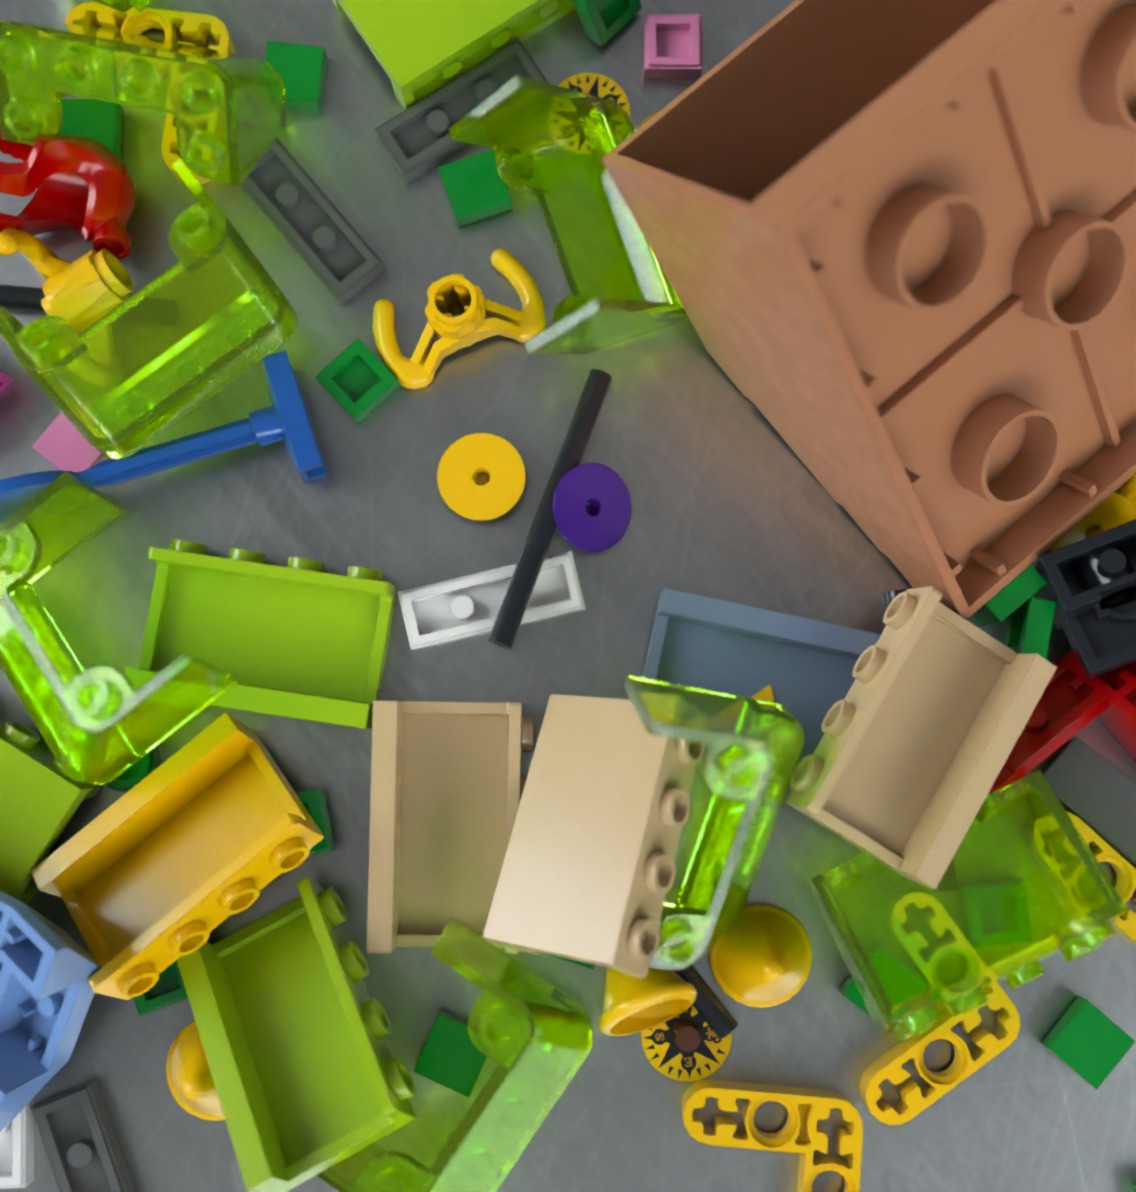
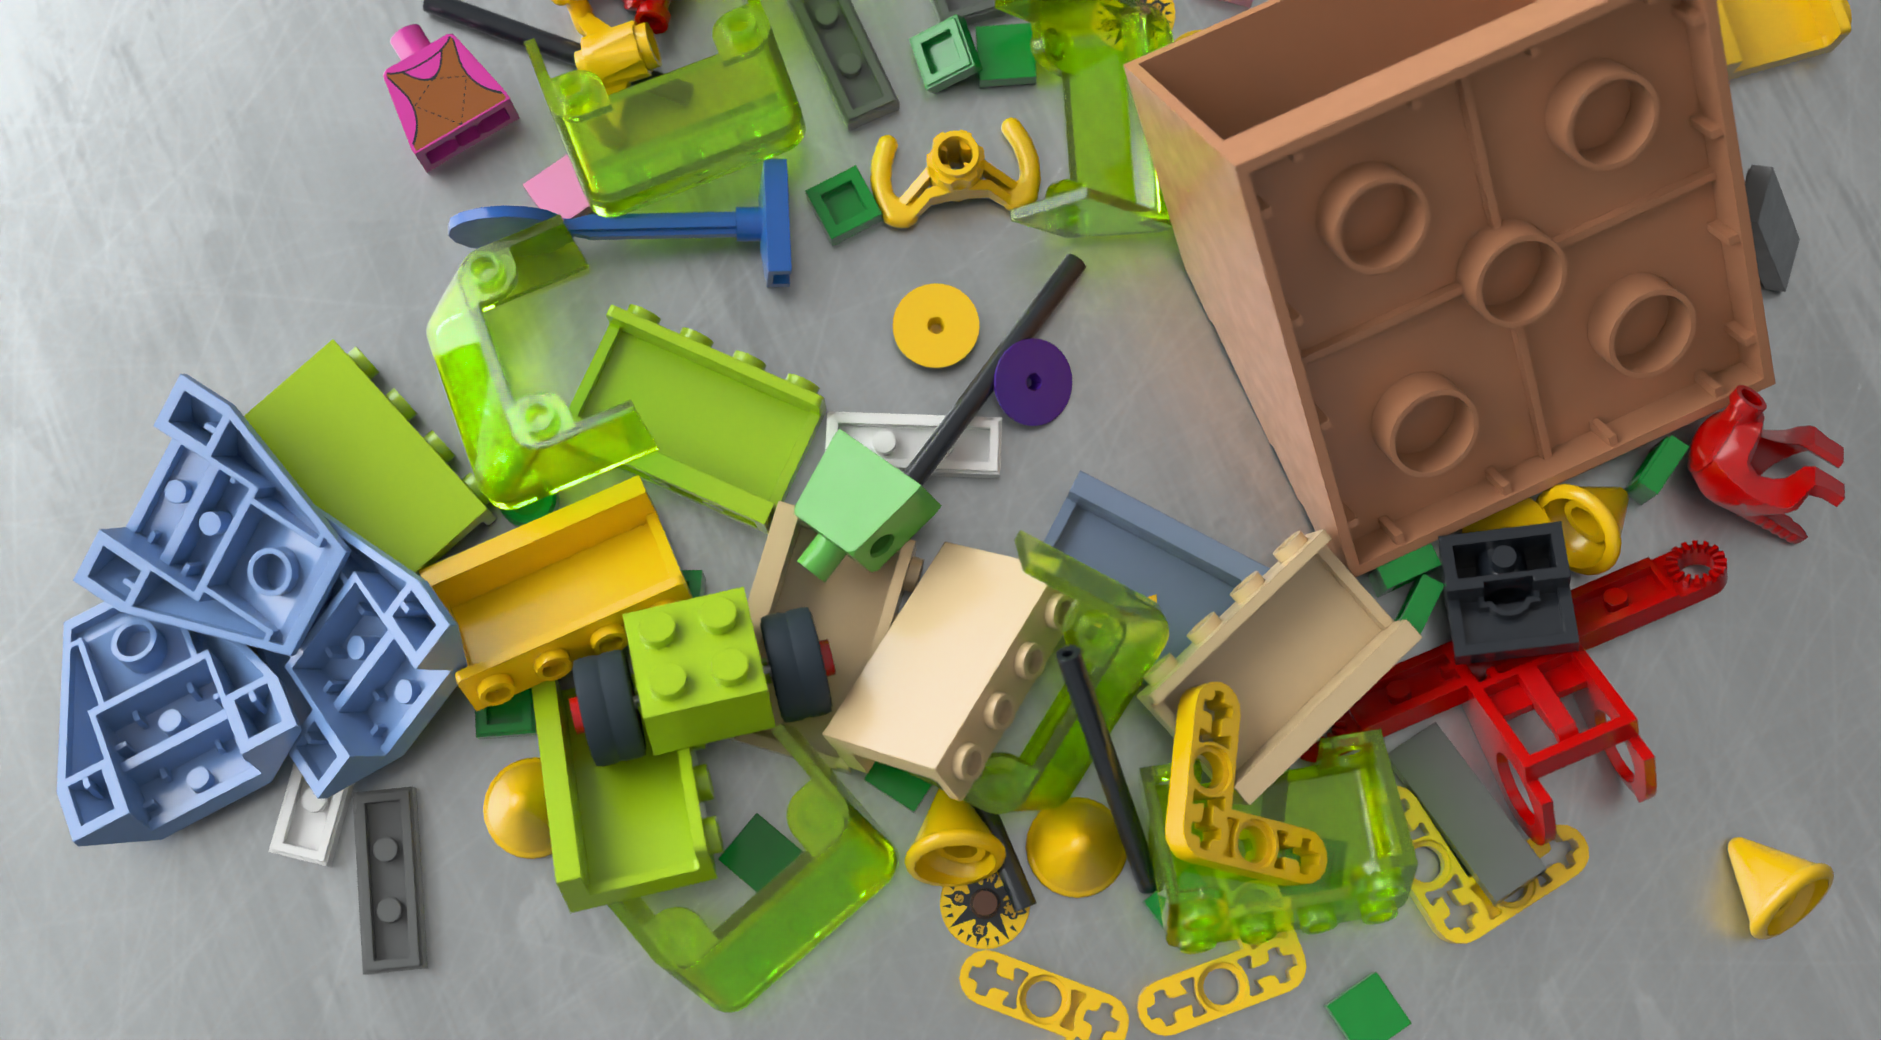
camera: 15 degrees right, 5 degrees down
(339, 915) = (699, 677): none -> brick
(416, 202) = (945, 53): none -> tile
(454, 688) = (859, 508): none -> torso
(777, 885) = (1107, 765): none -> black piece
(907, 914) = (1218, 820): none -> yellow beam

